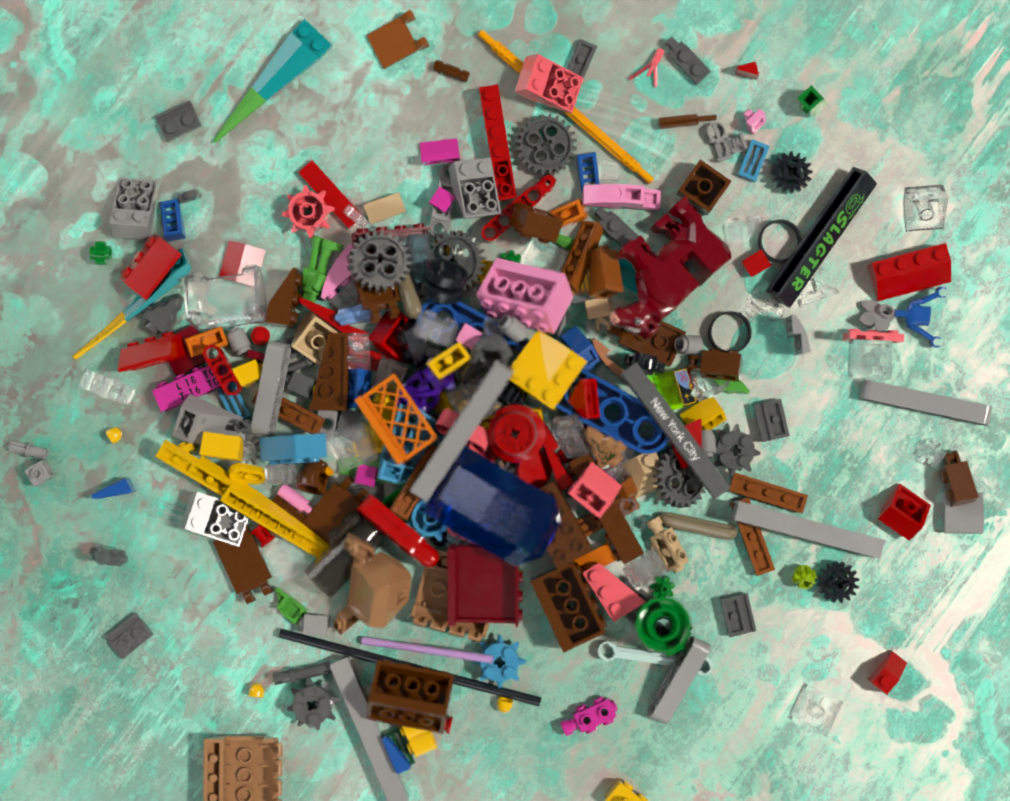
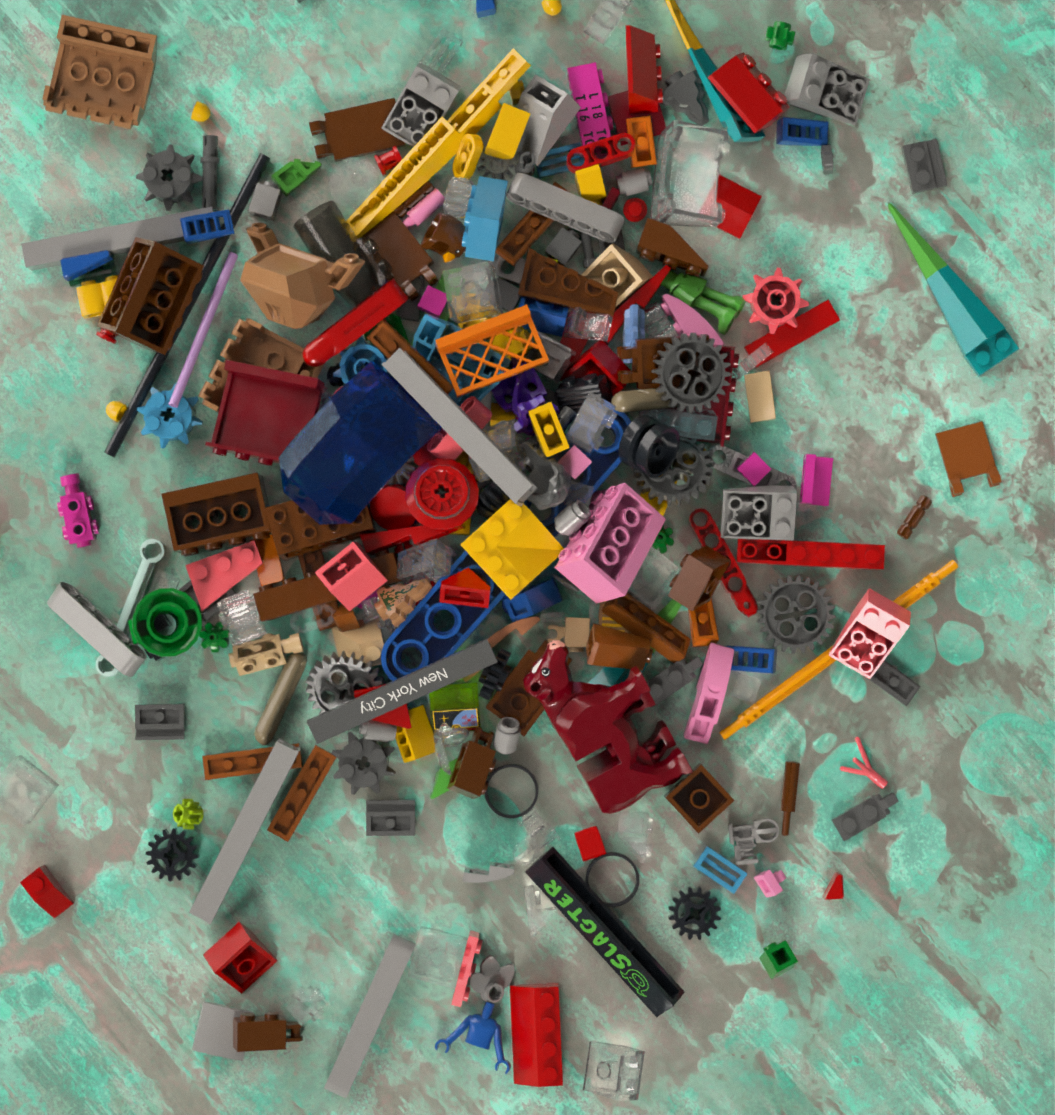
camera: 105 degrees right, 0 degrees up
(346, 682) = (195, 219): none -> blue slope

